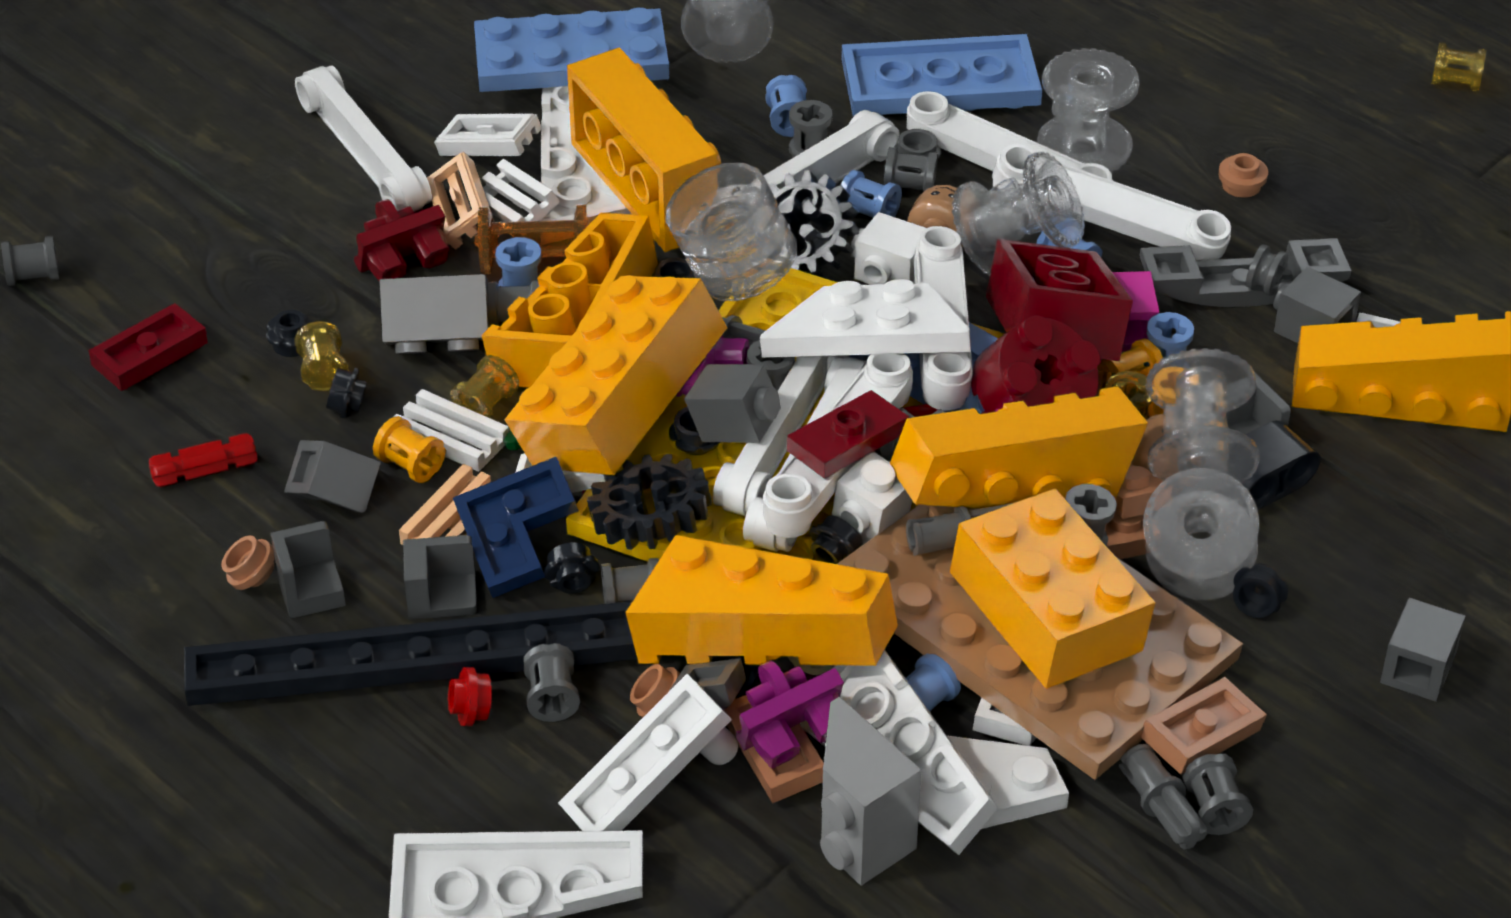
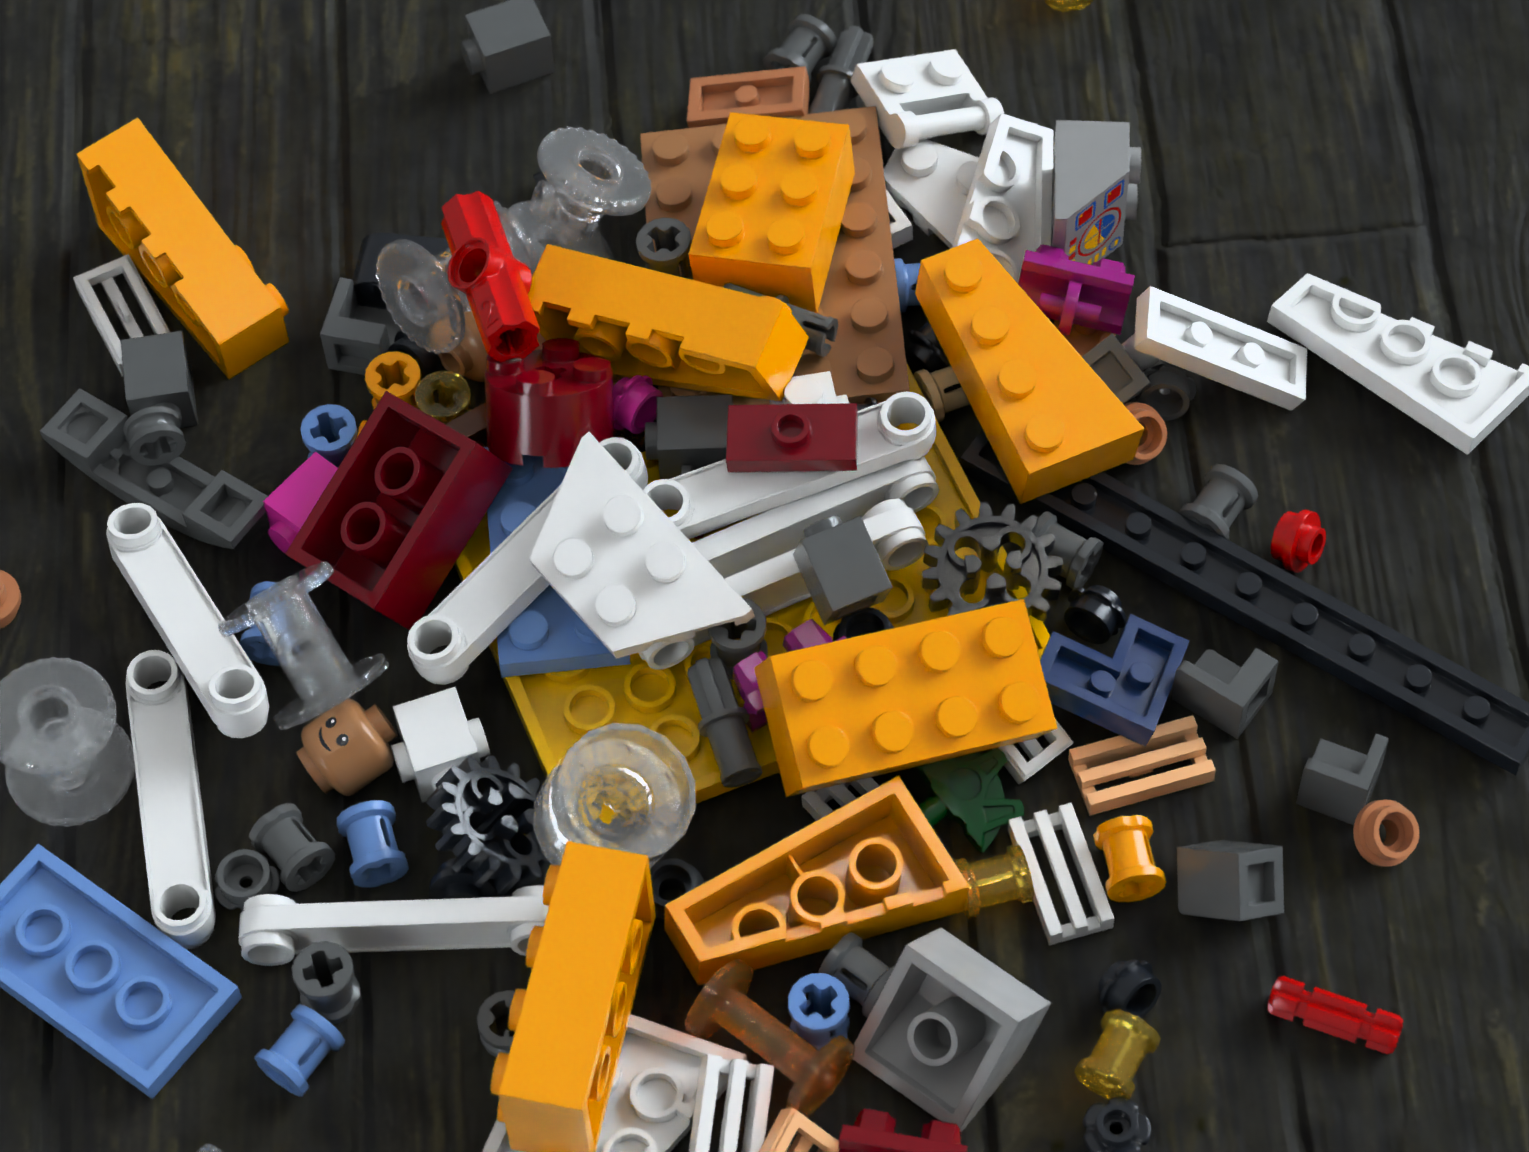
camera: 135 degrees left, 15 degrees up
(1096, 825) = (924, 97): none -> white plate
(1151, 372) = (490, 276): none -> red piece

